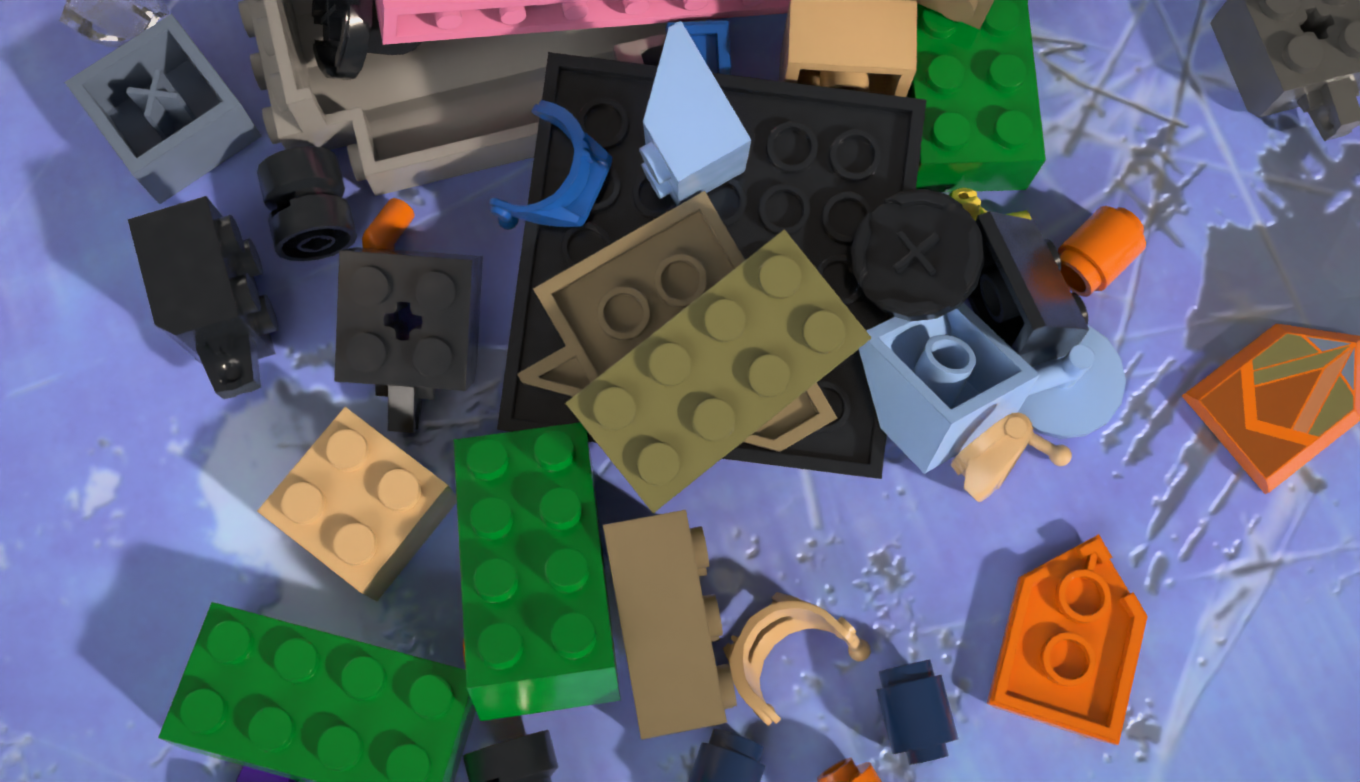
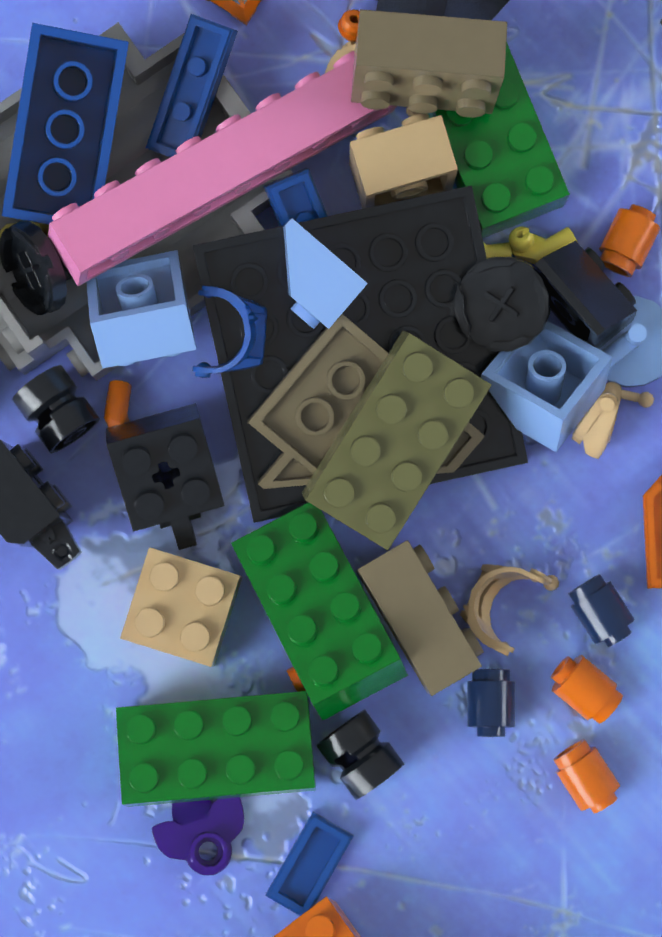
camera: 15 degrees left, 10 degrees up
(450, 112) = (140, 310): none -> light blue slope

